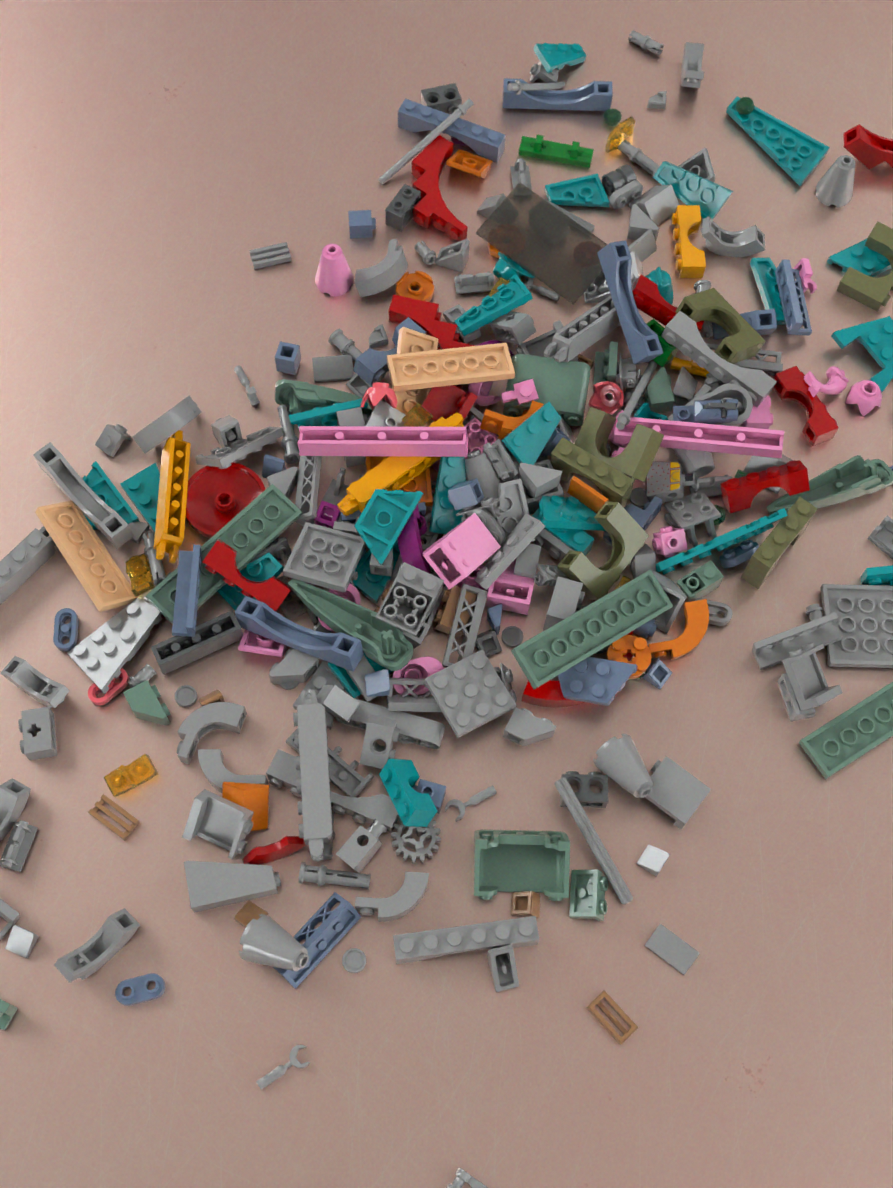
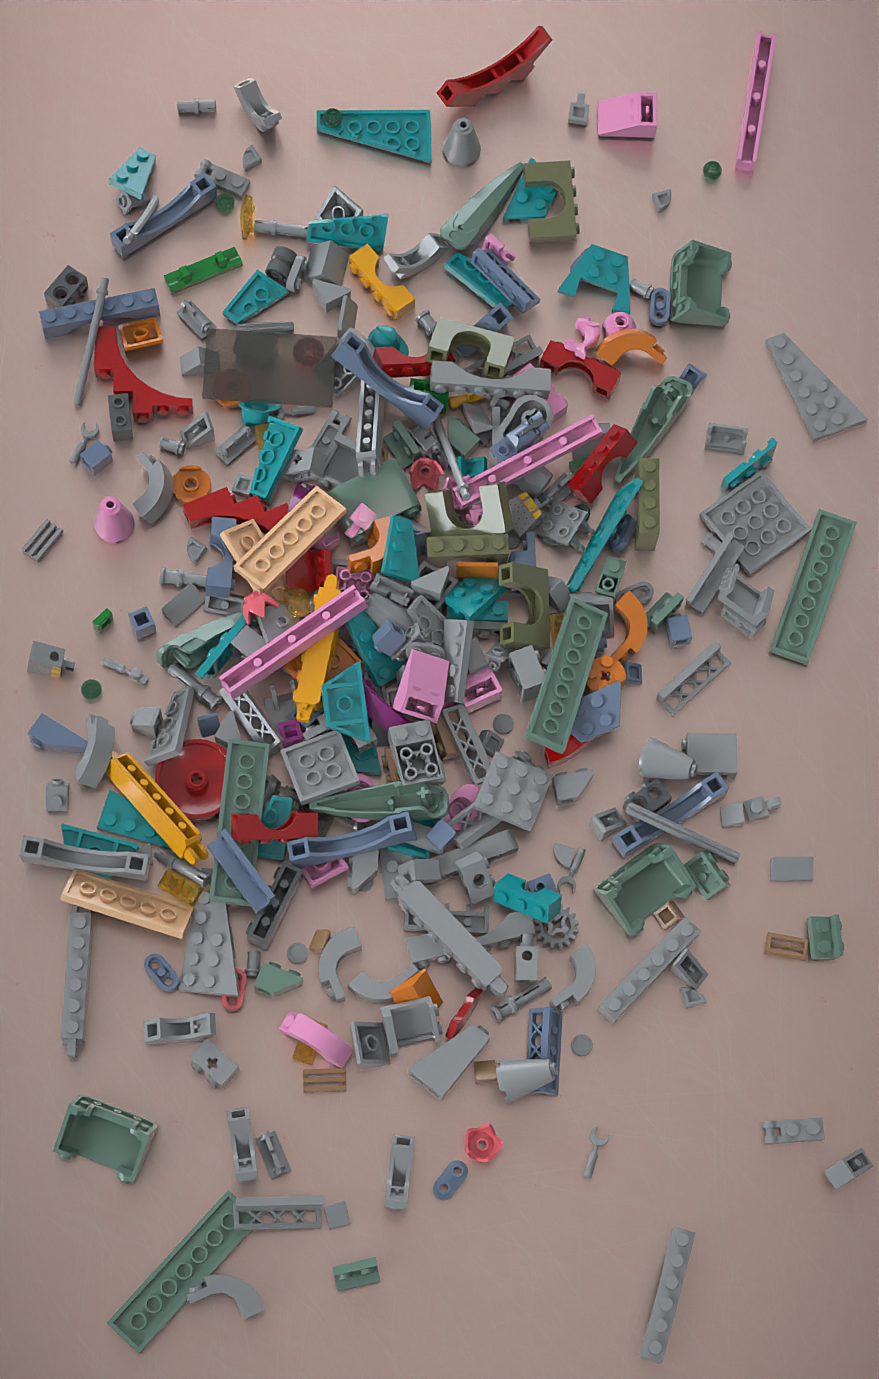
camera: 40 degrees left, 5 degrees up
(134, 777) = (317, 1038): none -> bright pink arch
(148, 393) = (55, 736): none -> sand blue slope
(170, 815) = (369, 1044): none -> light grey slope
(189, 967) = (486, 1134): none -> coral piece
(193, 335) = (48, 660): none -> light grey torso
(209, 382) = (91, 689): none -> clear green plate
(261, 338) = (102, 620): none -> green tile
(369, 206) = (81, 445): none -> light grey piece
(474, 782) = (564, 854): none -> light grey tile
(487, 996) = (691, 997): none -> light grey tile
(494, 617) = (481, 719): sand blue slope -> none
(534, 782) = (606, 823): none -> light grey slope
(545, 323) = (326, 436): none -> light grey plate
(625, 101) = (224, 179): none -> light grey plate
(628, 820) = (683, 808): none -> sand blue arch
(654, 1037) = (825, 937): none -> sand green bracket
(669, 541) = (563, 561): bright pink brick -> none
(682, 871) = (758, 808): none -> light grey plate
(709, 708) = (690, 671): none -> light grey fence
(726, 641) = (663, 609): none -> sand green bracket
(727, 666) = (678, 630): none -> sand blue brick
(813, 239) = (481, 210): none -> sand green piece
(864, 406) = (629, 339): none -> orange arch

